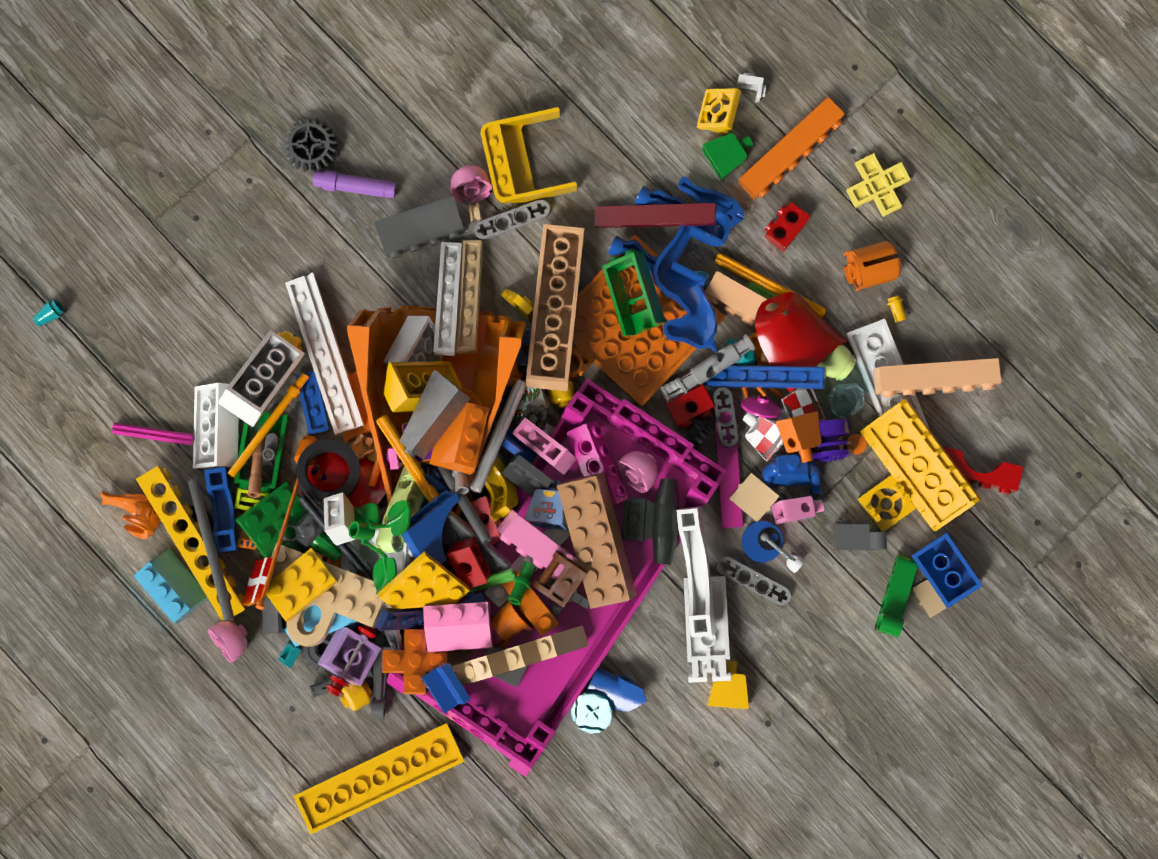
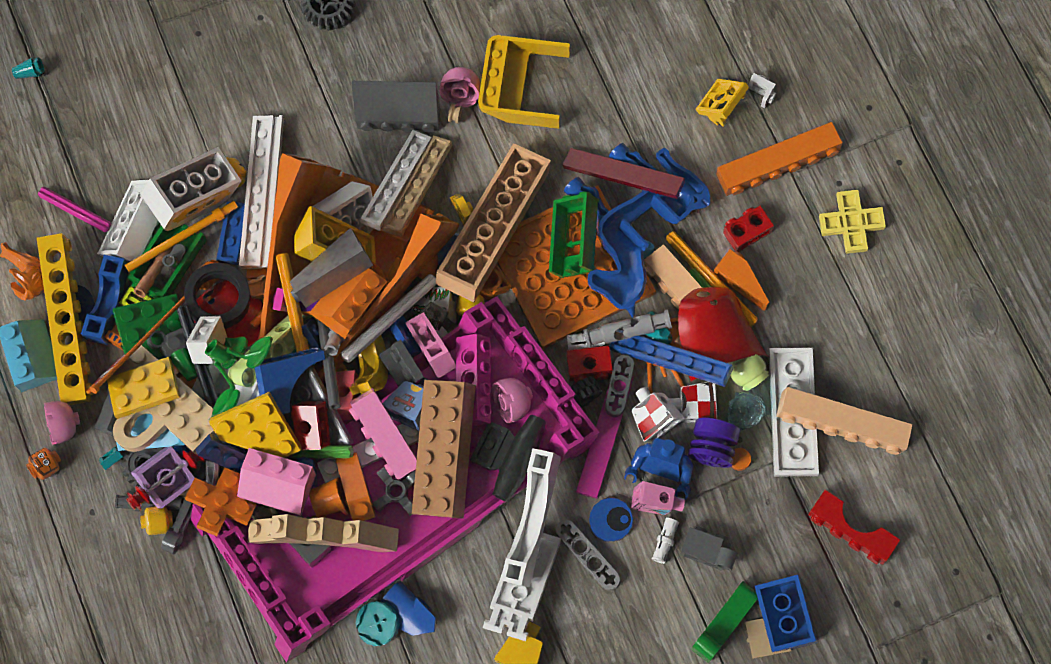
camera: 25 degrees right, 10 degrees down
(211, 550) = (77, 330): dark grey piece -> none
(230, 682) = (43, 463): none -> orange head
(333, 181) = (338, 43): medium lavender piece -> none
(379, 778) = (145, 610): yellow plate -> none
(445, 687) = (238, 536): blue panel -> none
(510, 216) = (487, 129): light grey beam -> none
(522, 583) = (354, 463): green pin -> none
(565, 583) = (397, 477): reddish brown plate -> none
(726, 154) = (714, 142): green torso -> none
(754, 497) = (618, 472): tan piece -> none
(761, 406) = (658, 386): dark pink dish -> none
(793, 561) = (634, 549): hinge -> none
(796, 275) = (739, 276): none -> orange slope
(800, 434) = (685, 422): orange torso -> none
(817, 543) = (665, 540): none -> white pin
(872, 265) = (818, 292): orange cylinder -> none
(897, 308) = (828, 343): yellow pin -> none
(907, 505) = (757, 508): yellow piece -> none
(920, 465) = (796, 500): yellow ladder -> none

